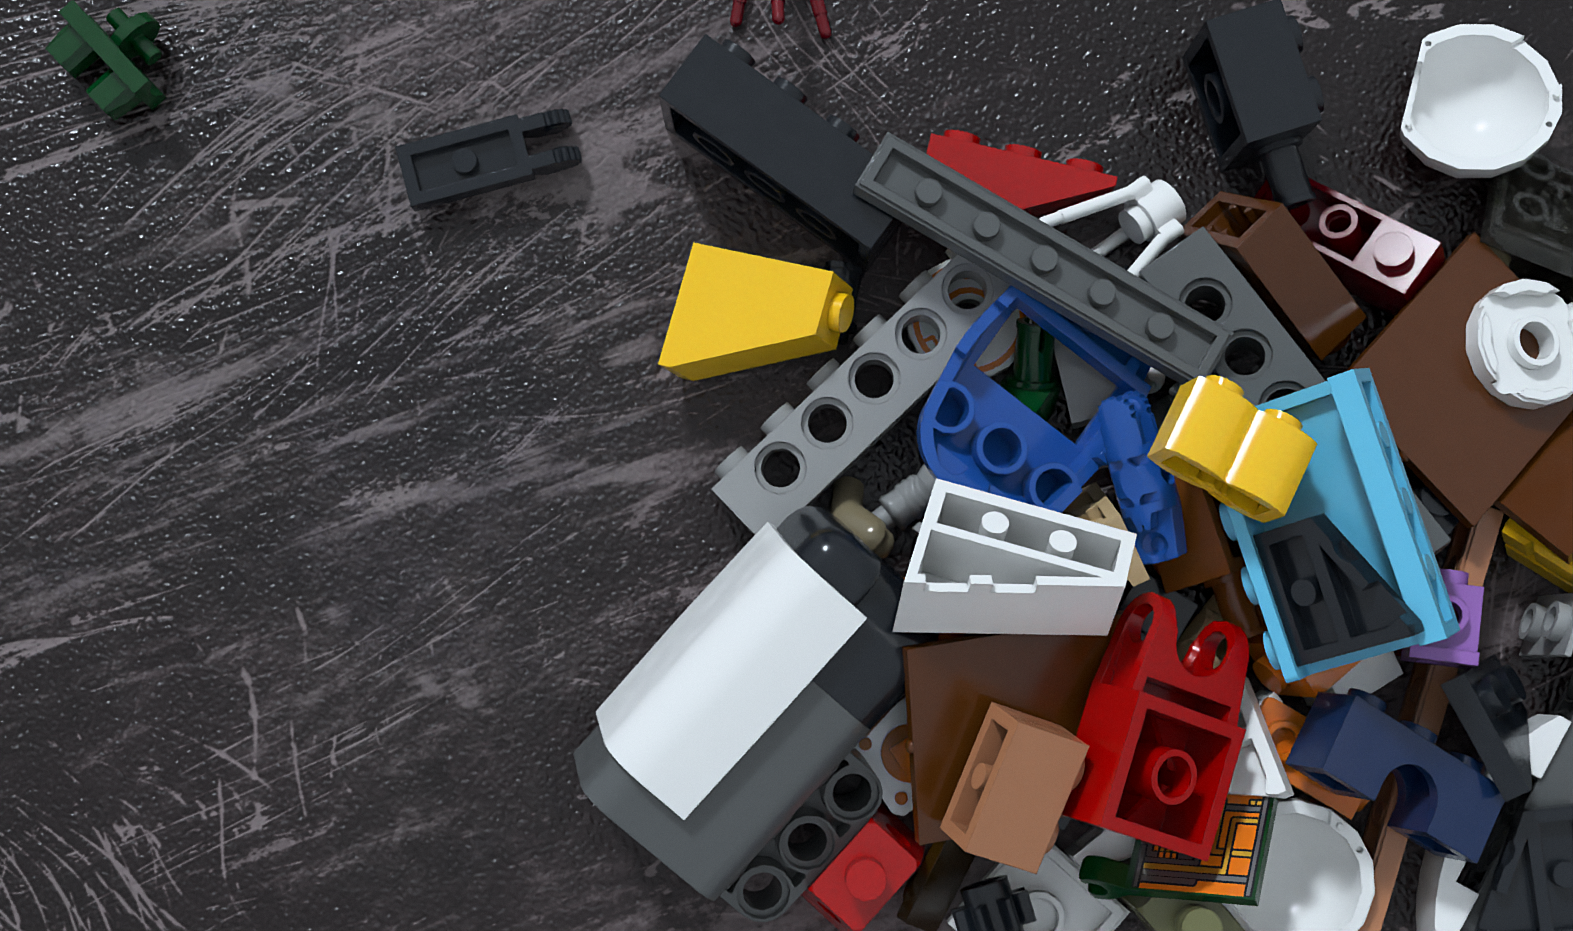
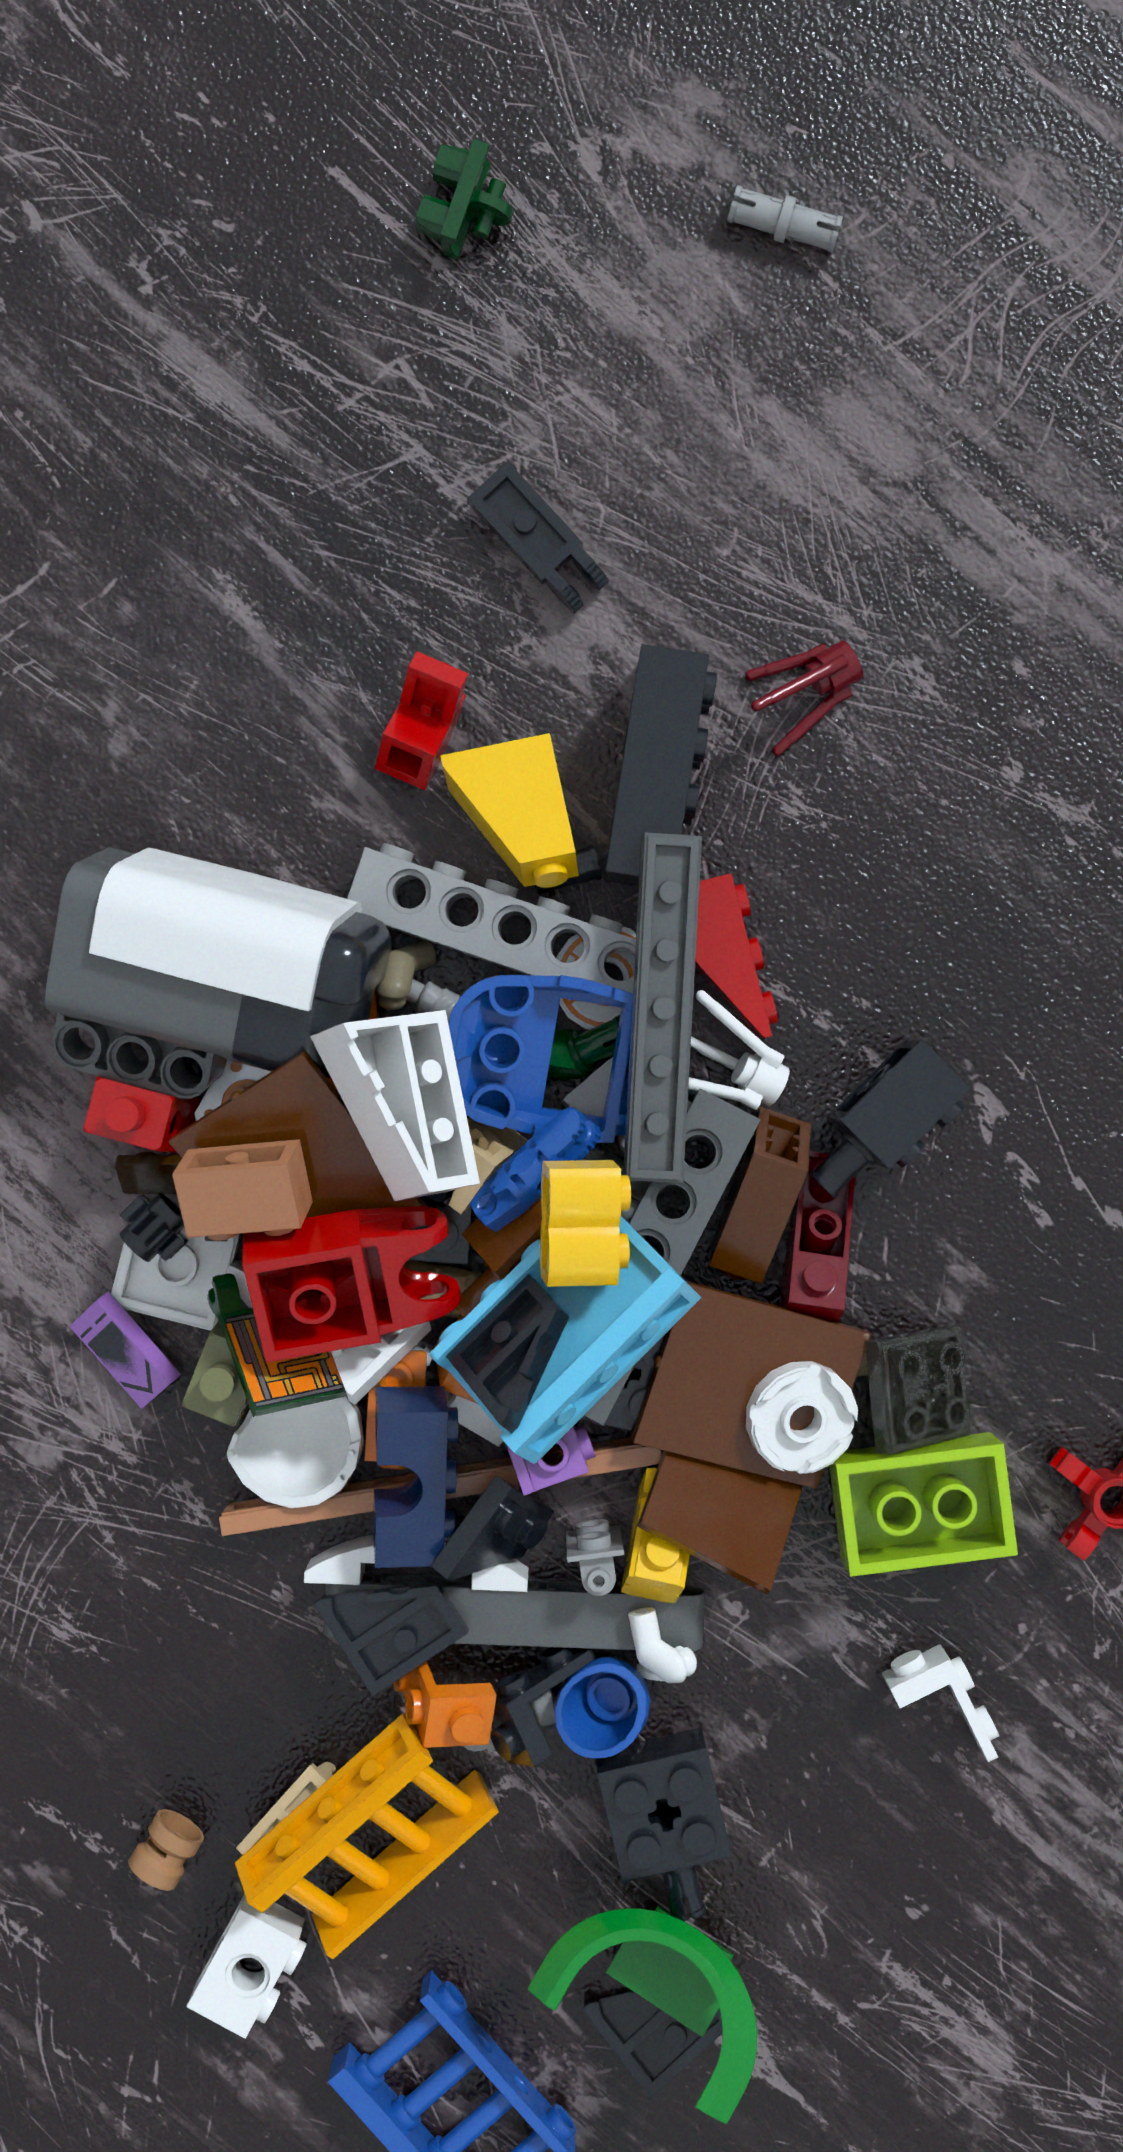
camera: 65 degrees right, 5 degrees up
(612, 365) = (422, 721): none -> red brick
(1479, 102) = (977, 1287): white cylinder -> none

